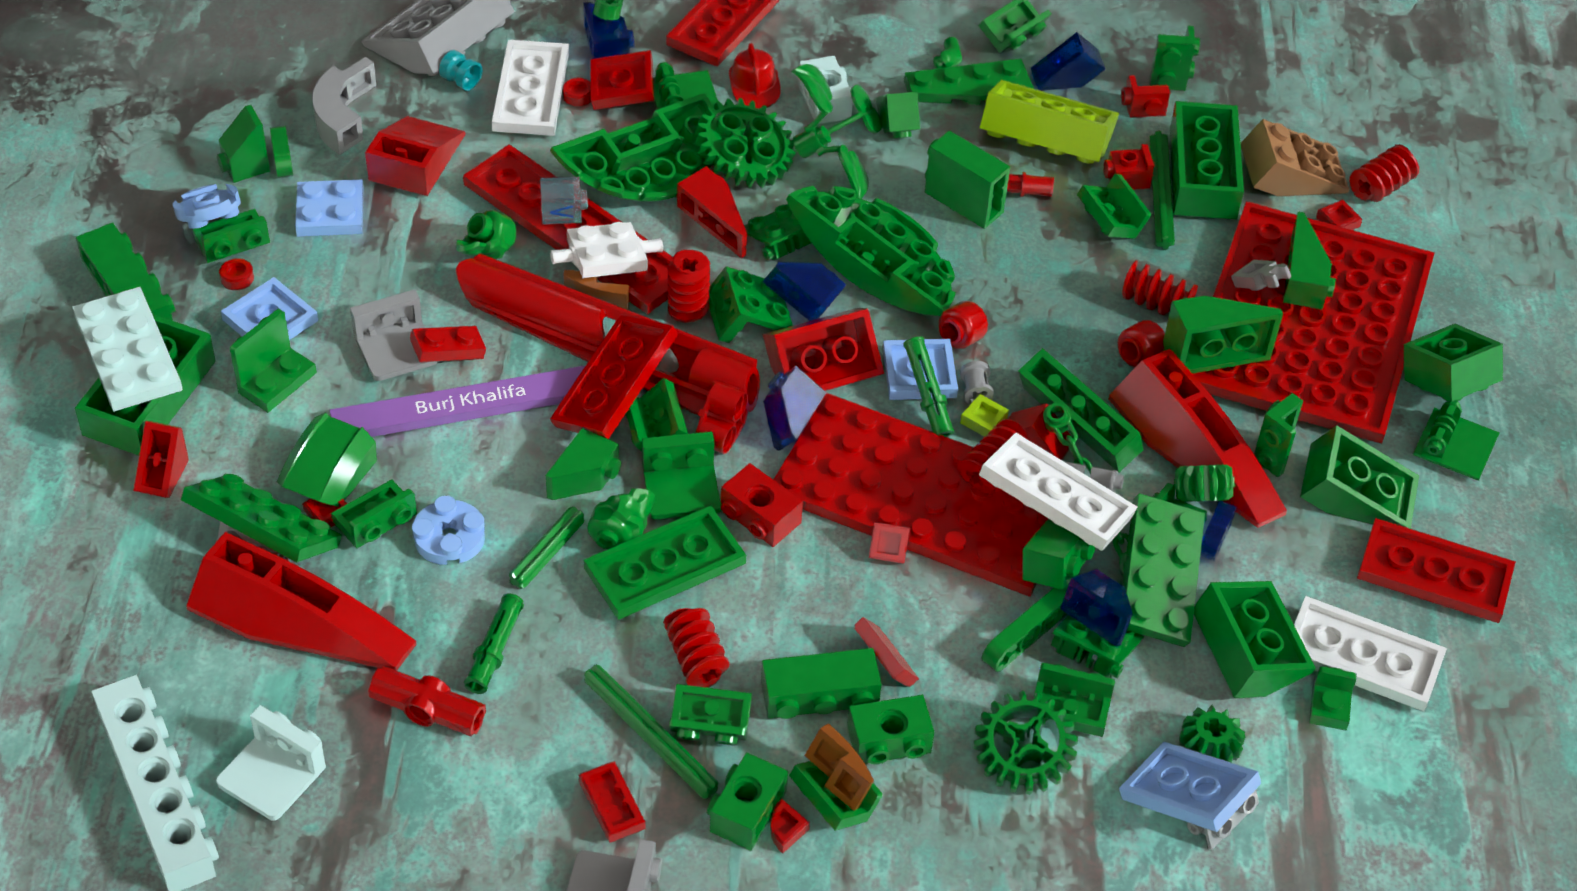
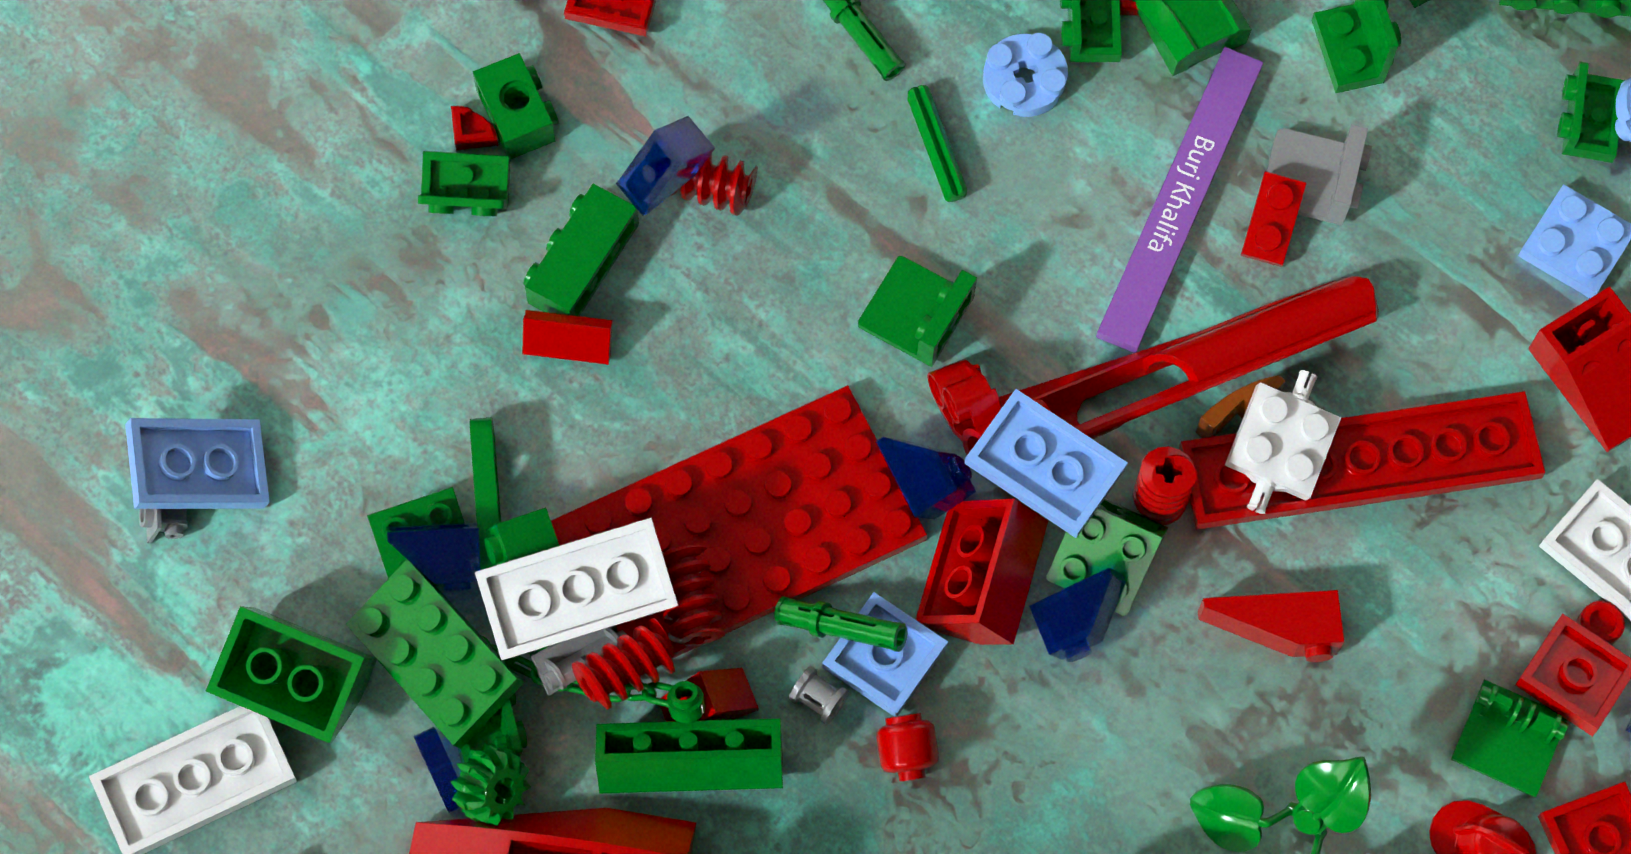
camera: 130 degrees right, 20 degrees up
(236, 274) = (1534, 96): red tile -> none
(262, 302) = (1441, 84): light blue plate -> none
(488, 234) = (1401, 348): green head -> none
(562, 200) = (1394, 445): clear light blue brick -> none
(583, 466) = (1008, 236): green slope -> none
(614, 376) = (1088, 320): red plate -> none
(620, 517) = (909, 213): green head -> none
(642, 158) = (1414, 602): green brick -> none
(651, 732) = (658, 88): green axle -> none
(656, 414) = (1017, 335): green bracket -> none
(664, 562) = (832, 228): green plate -> none
(710, 713) = (619, 135): green bracket -> none
(723, 642) = (665, 164): none -> clear blue slope
(738, 330) = (1046, 463): none -> light blue plate
(744, 143) = (1381, 690): green gear -> none
(761, 505) = (810, 374): red brick -> none
(778, 232) = (1203, 674): green hinge -> none
(843, 765) = (461, 185): dark orange slope -> none
(876, 248) = (1085, 748): green brick -> none
(889, 542) = (687, 441): red tile -> none
(904, 716) = (482, 298): green brick -> none
(983, 415) = (770, 666): lime plate -> none
(1037, 751) = (339, 367): green gear -> none
(1075, 440) = (625, 664): none -> red piece
(1080, 693) = (377, 454): green bracket -> none
(1213, 734) = (228, 559): green gear -> none
(1332, 698) = (176, 700): green bracket -> none

